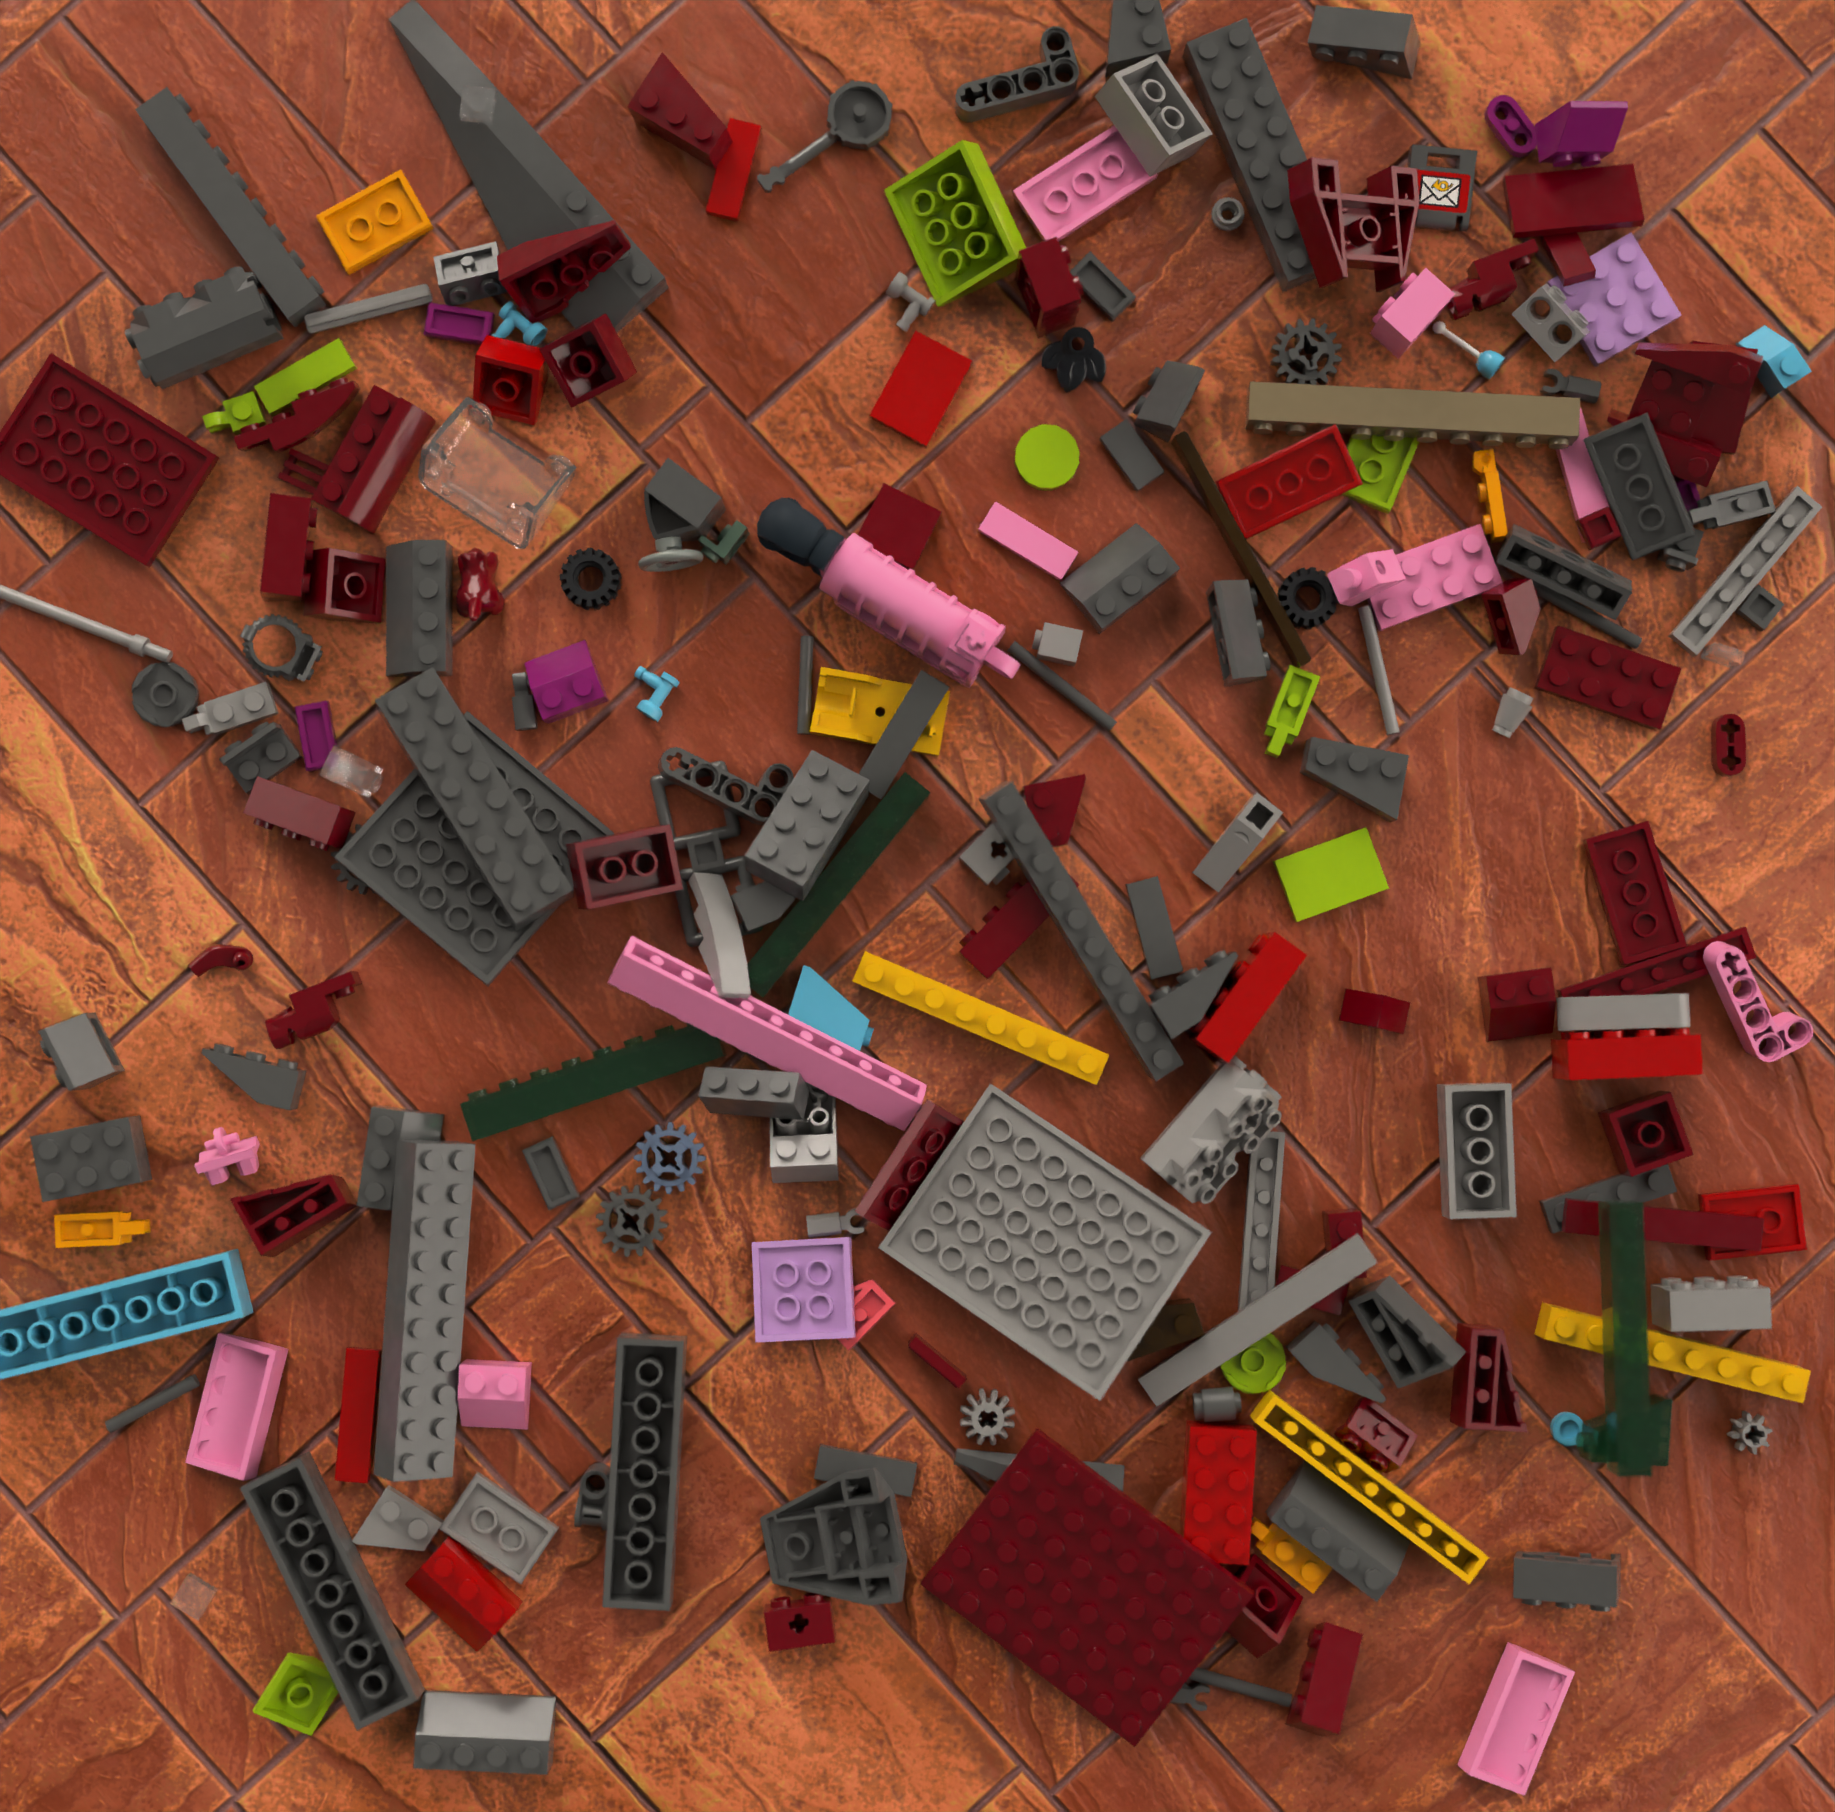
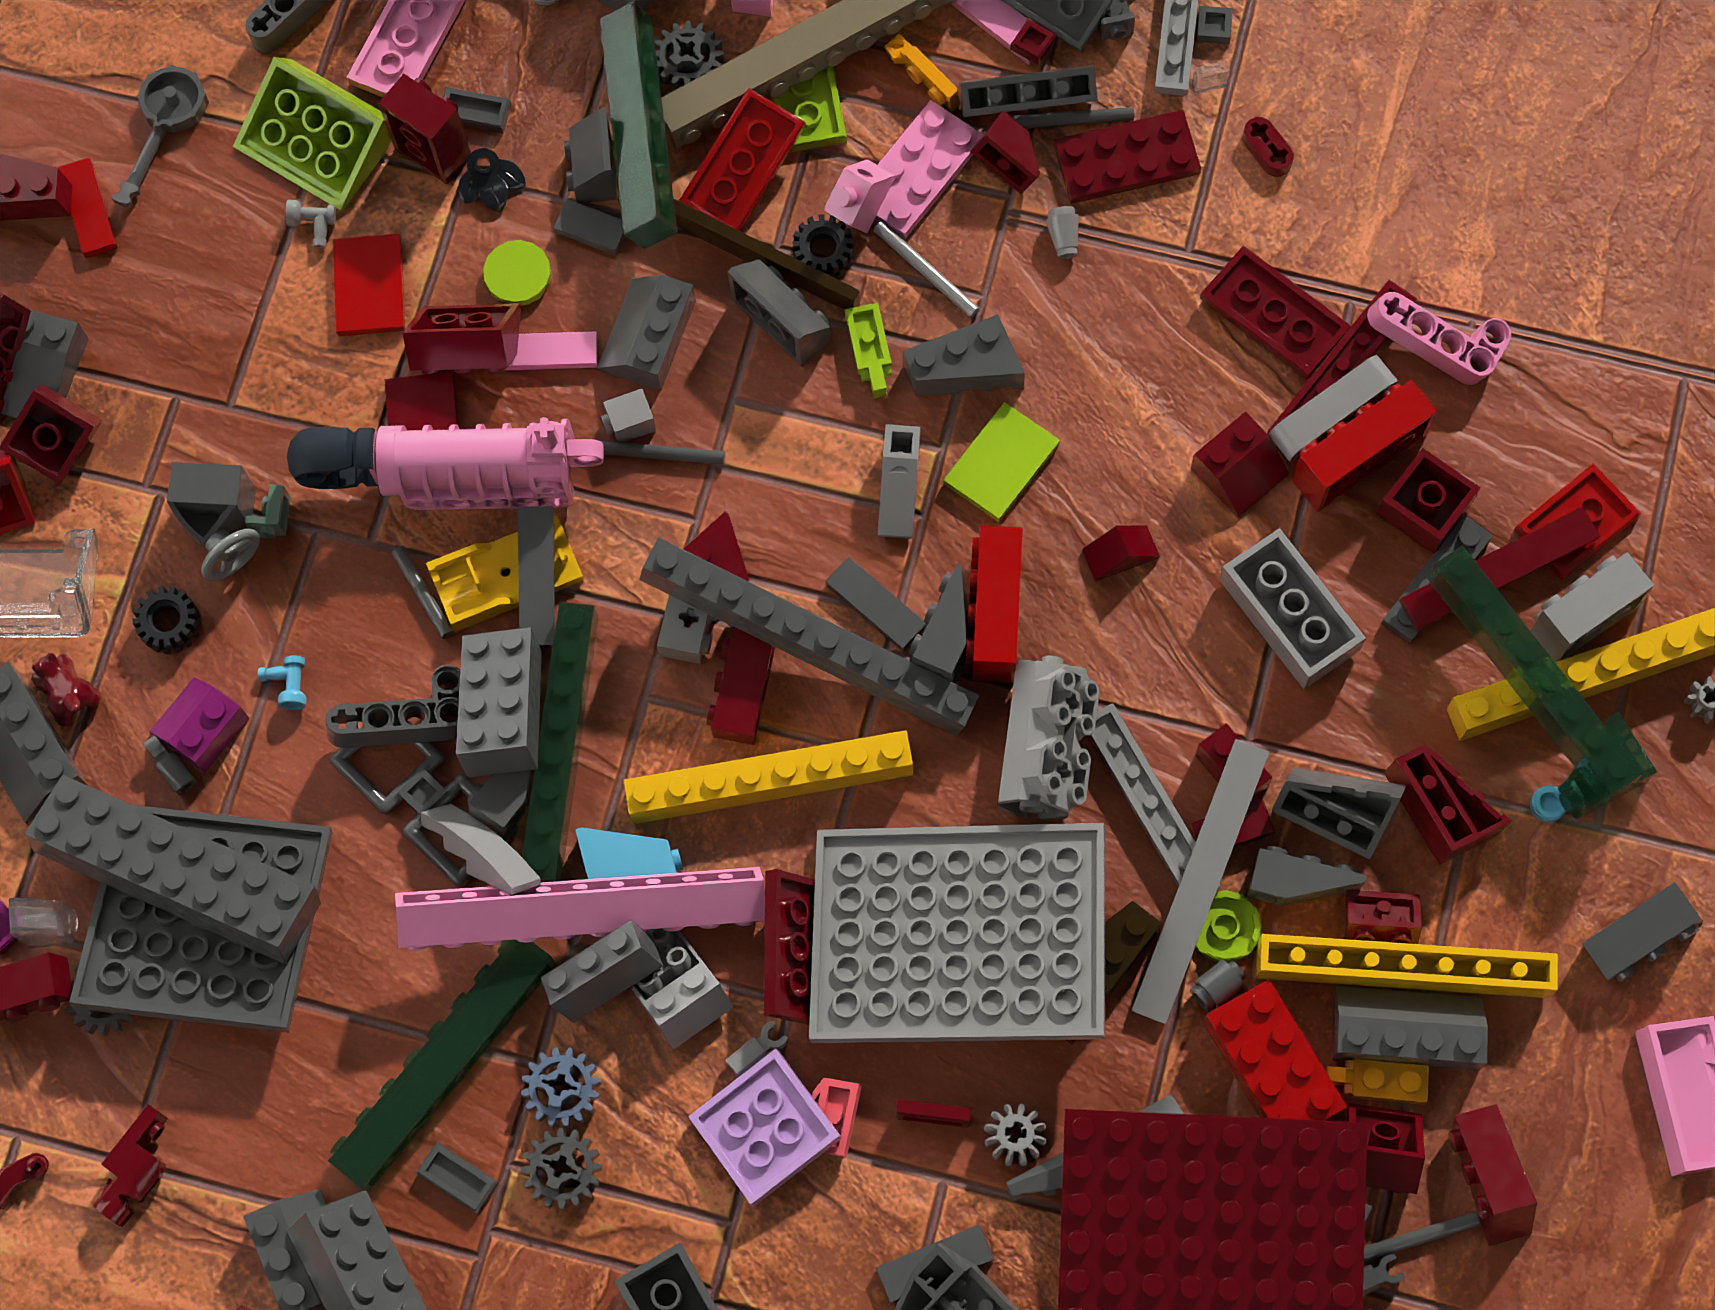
camera: 25 degrees left, 15 degrees down
(264, 1081) = (127, 1264): dark grey slope -> none
(624, 866) = (351, 843): dark red brick -> none
(968, 489) = (463, 337): none -> dark red slope
(1223, 397) = (638, 126): none -> clear green brick

